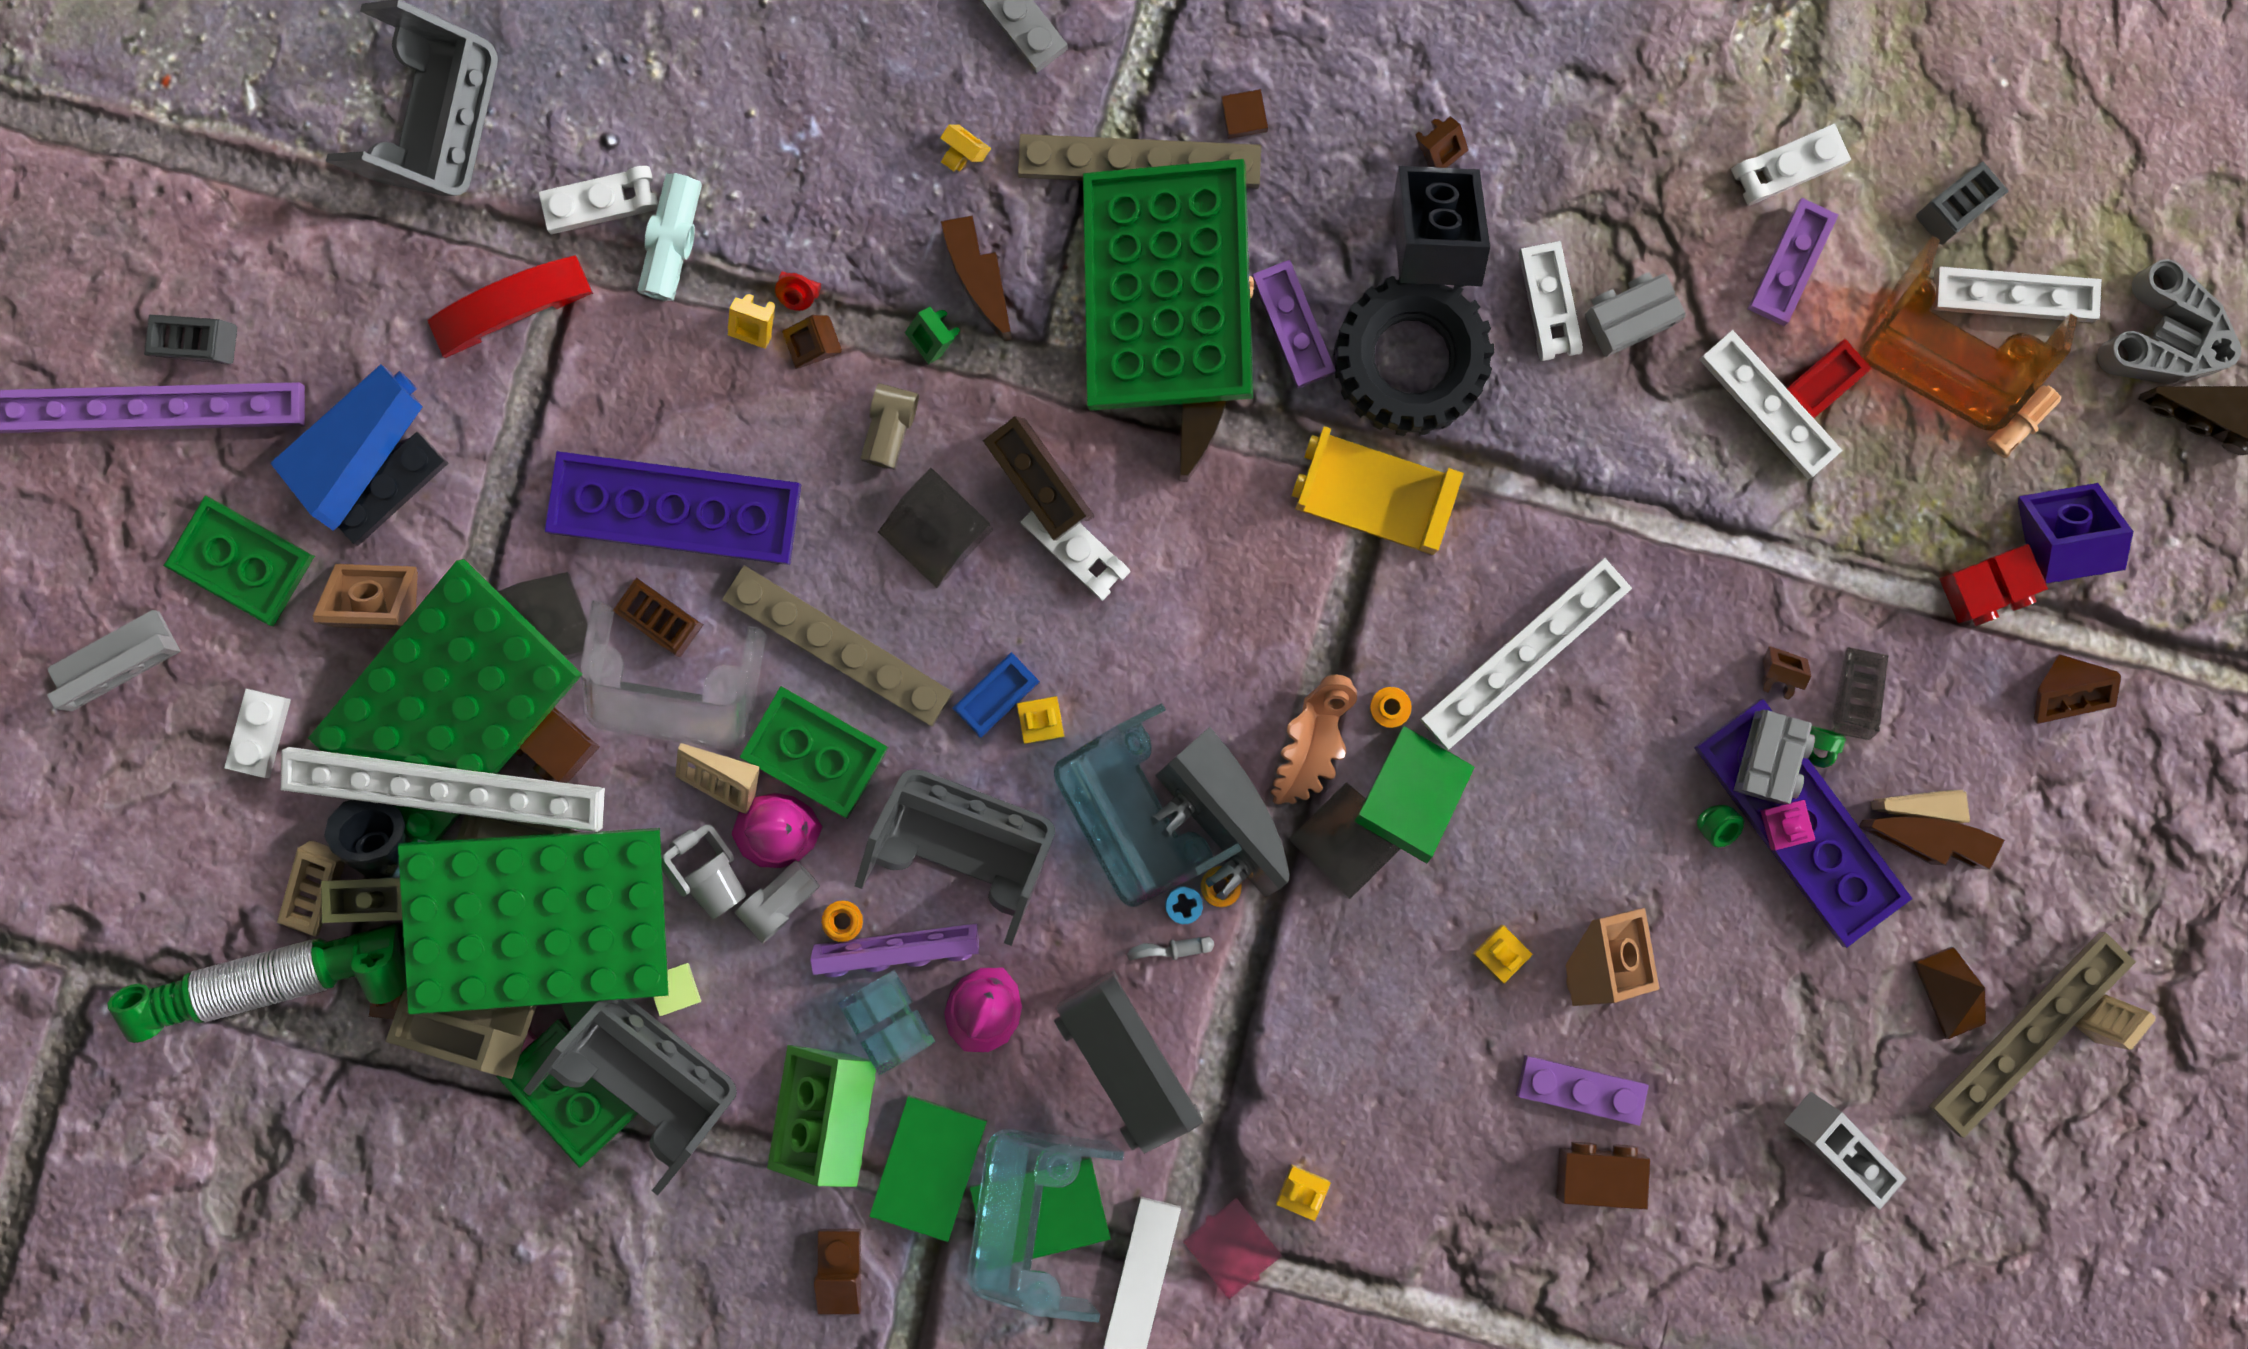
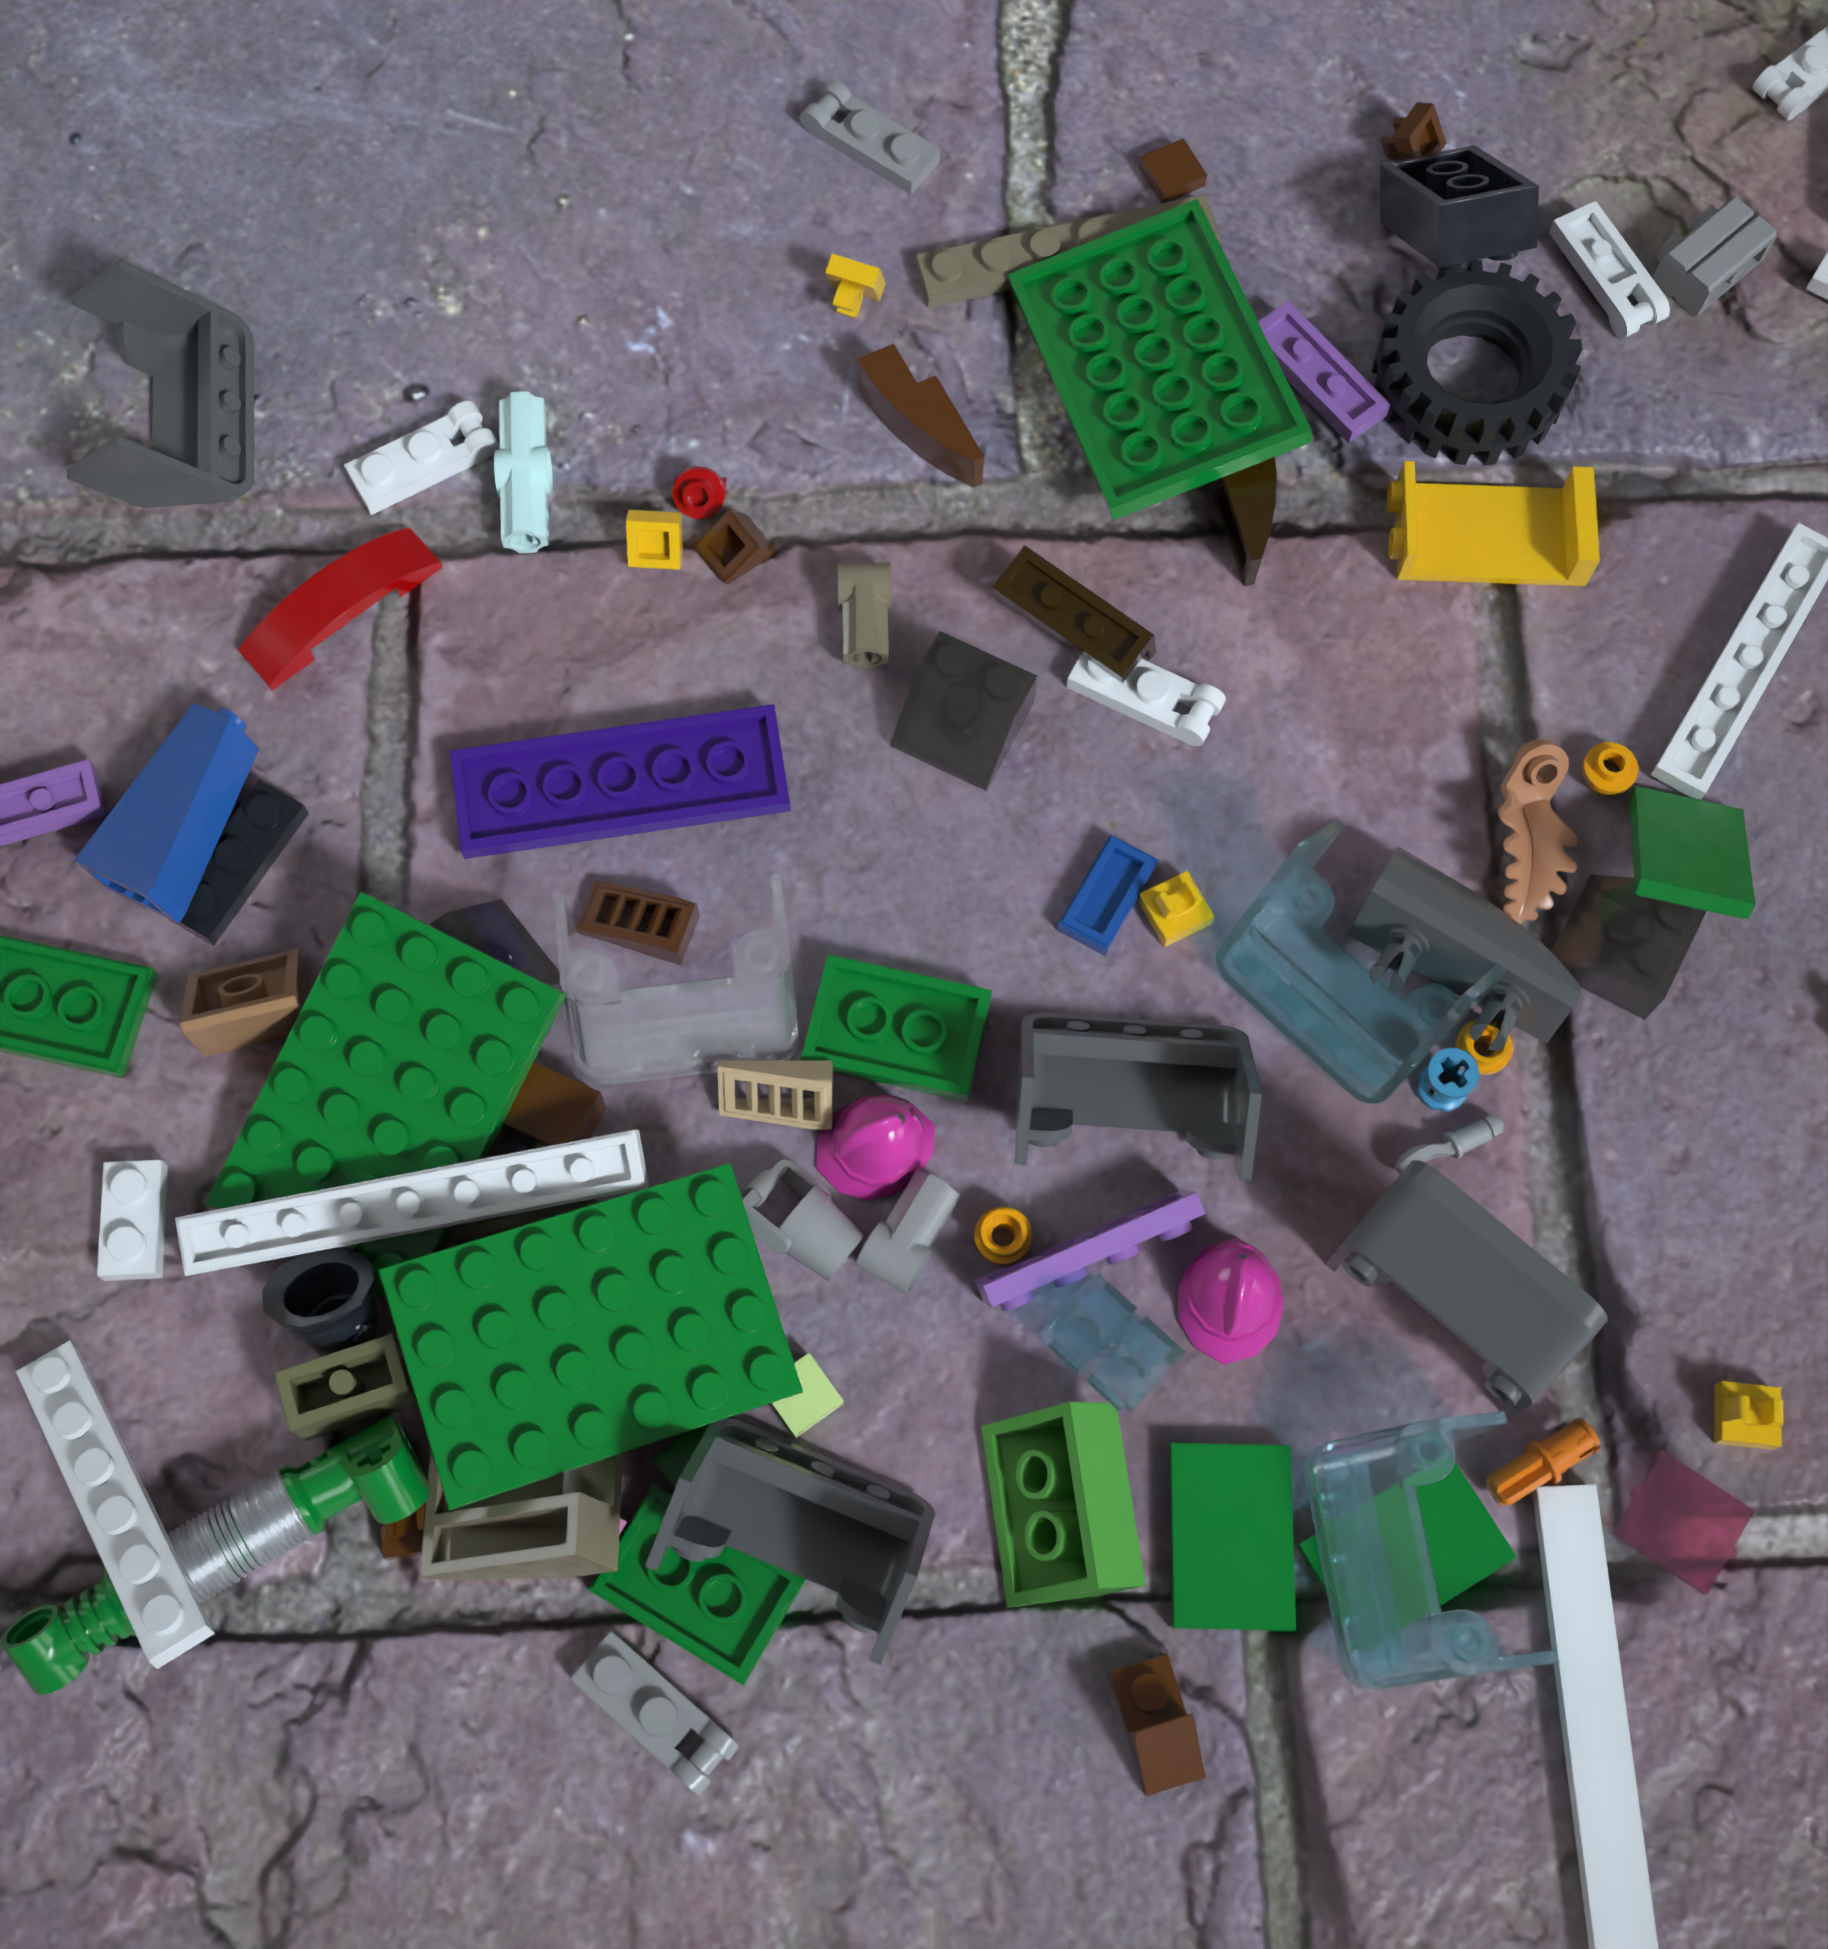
camera: 15 degrees left, 15 degrees down
(198, 933) = (115, 1505): none -> white plate
(303, 864) = (234, 1405): tan slope -> none
(518, 1166) = (653, 1711): none -> light grey plate
(838, 646) = (885, 891): dark tan plate -> none
(930, 334) = (882, 495): green tile -> none
(1150, 1184) = (1543, 1462): none -> orange axle

